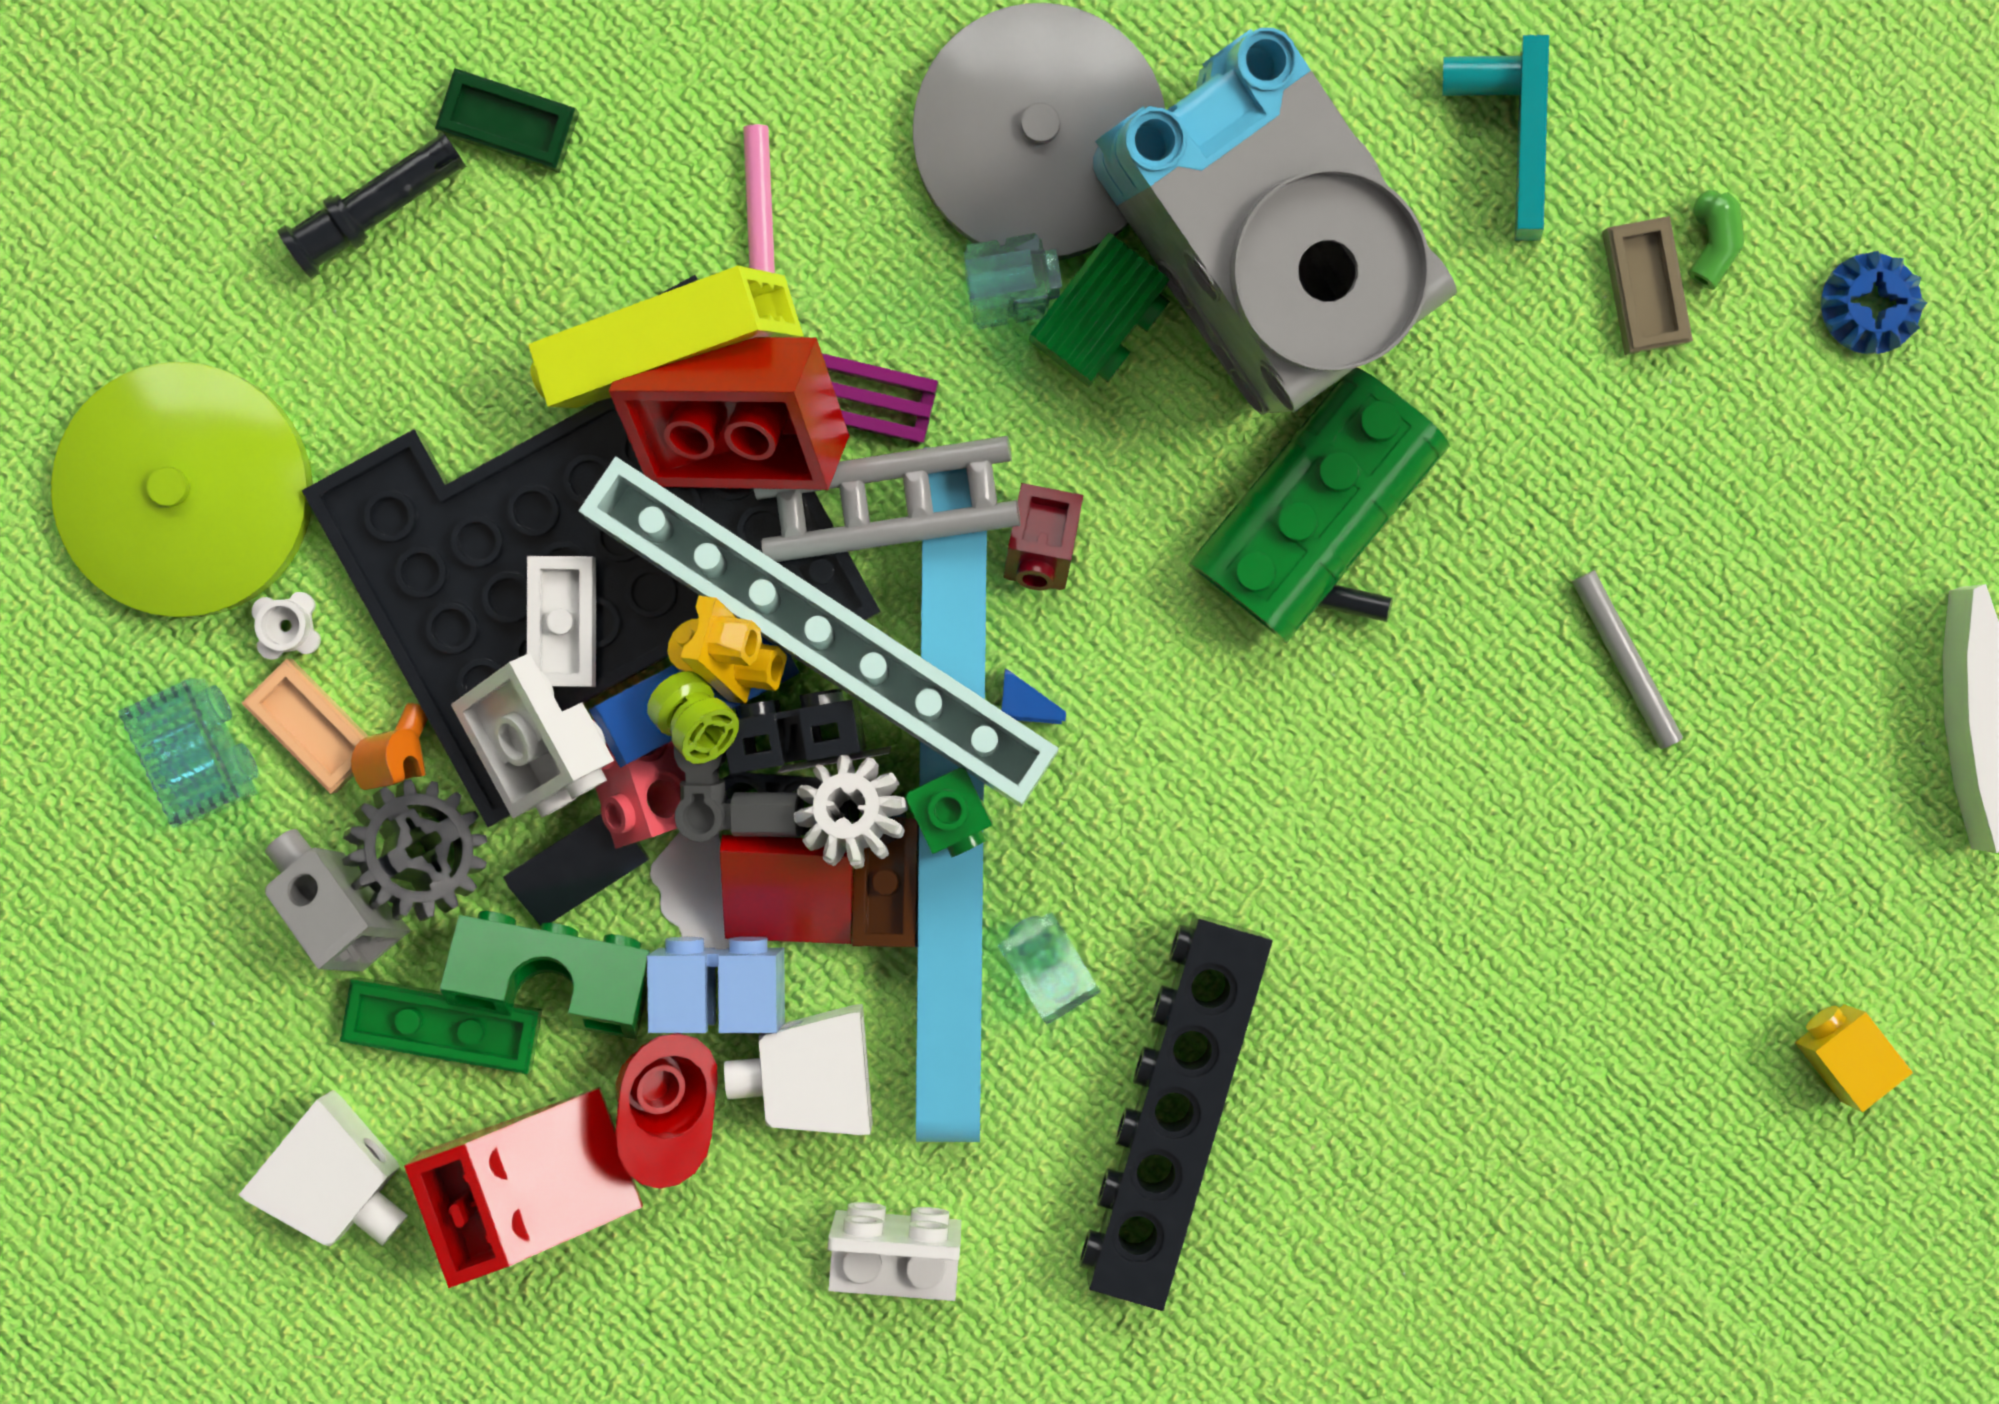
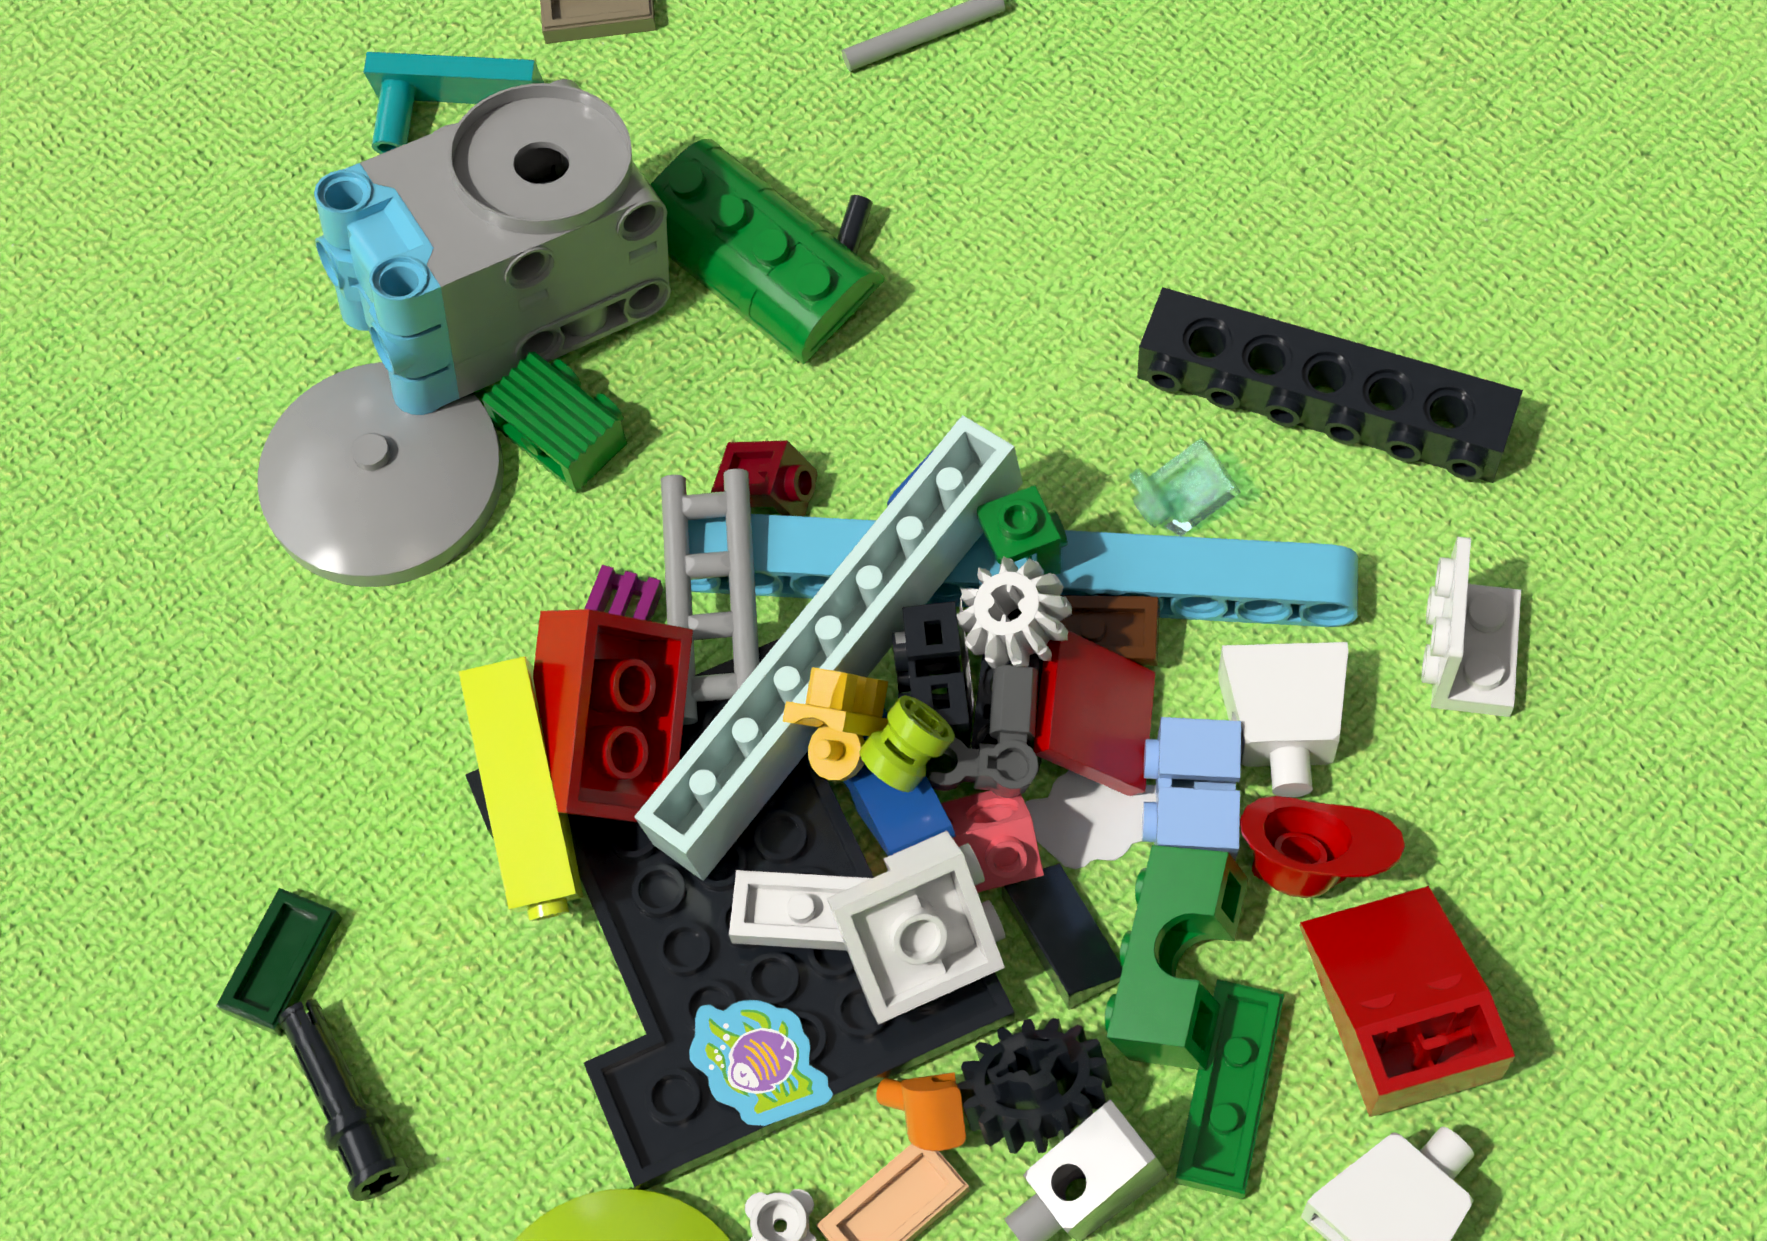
camera: 75 degrees left, 25 degrees down
(425, 592) = (757, 1061): none -> sticker
(759, 197) = (398, 723): bright pink bar -> none
(1010, 280) = (514, 482): clear light blue brick -> none

